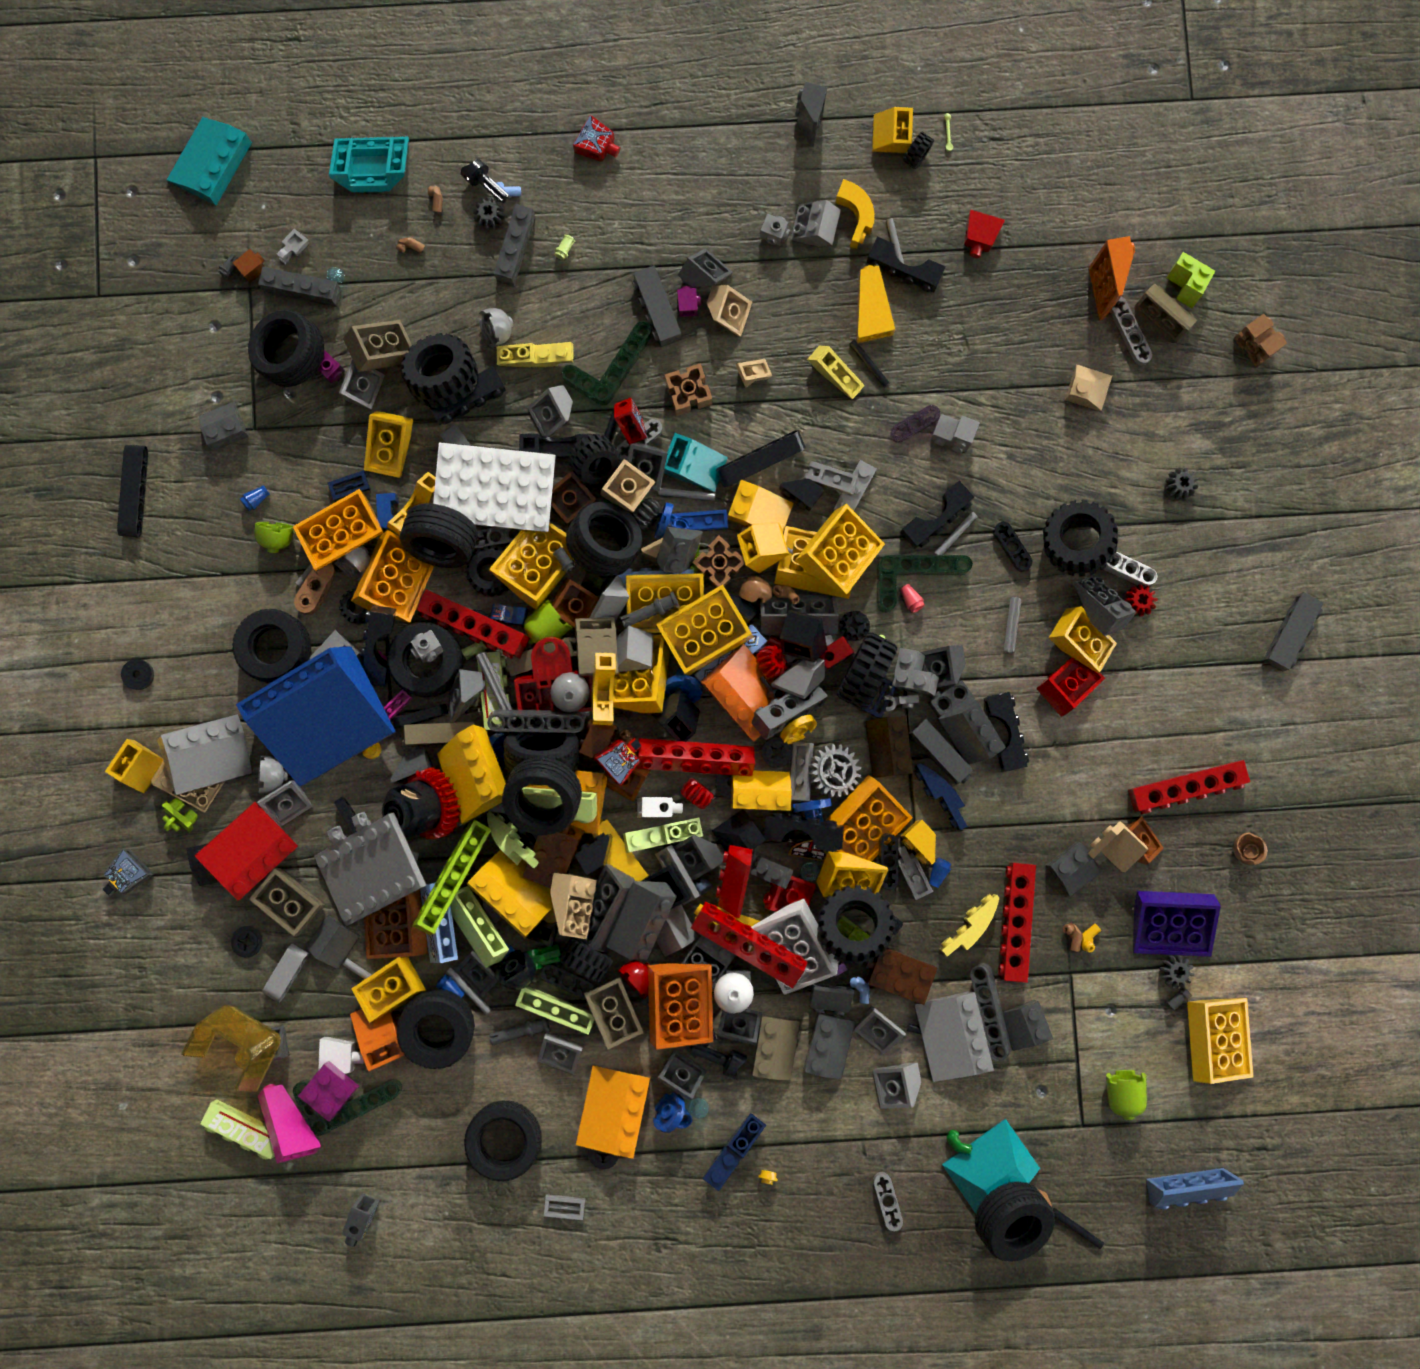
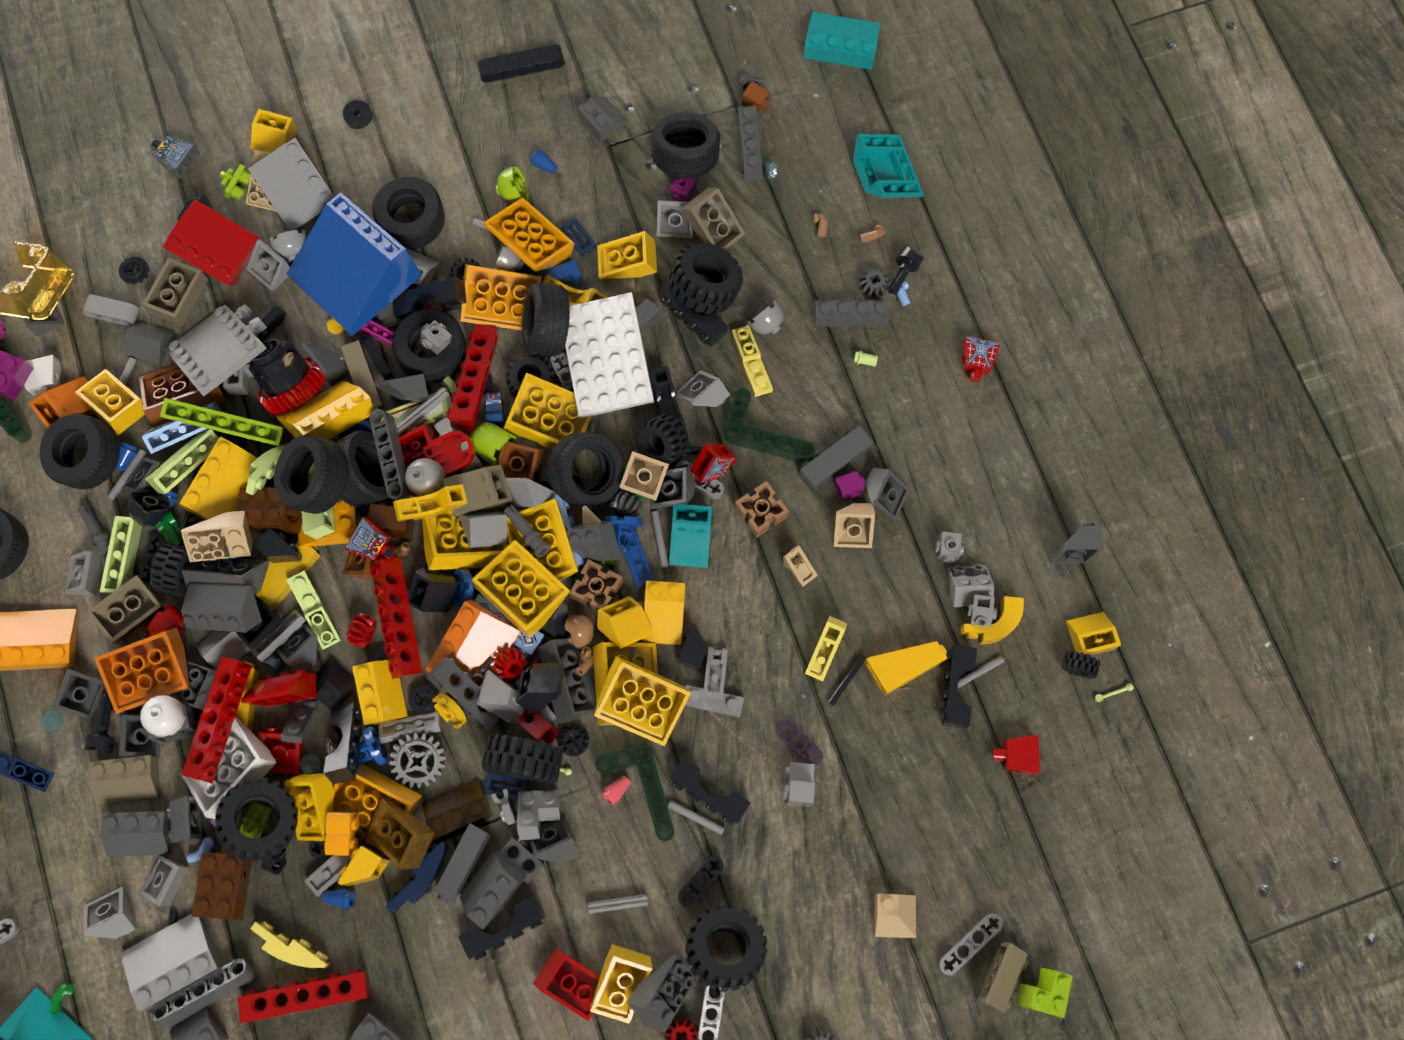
camera: 75 degrees right, 10 degrees down
(293, 243) = (788, 128): light grey plate -> none
(316, 598) = (466, 231): medium nougat piece -> none
(564, 560) = (551, 441): dark grey pin -> none
(569, 497) = (620, 428): reddish brown brick -> none
(650, 807) = (335, 589): white torso -> none
(670, 1113) = (39, 694): blue tile -> none
(760, 458) = (714, 598): black beam -> none
(846, 218) = (982, 610): none -> light grey brick
(885, 853) = (340, 833): none -> light orange brick
(902, 800) = (400, 835): none -> pearl gold slope
(1110, 273) = (1026, 896): orange slope -> none

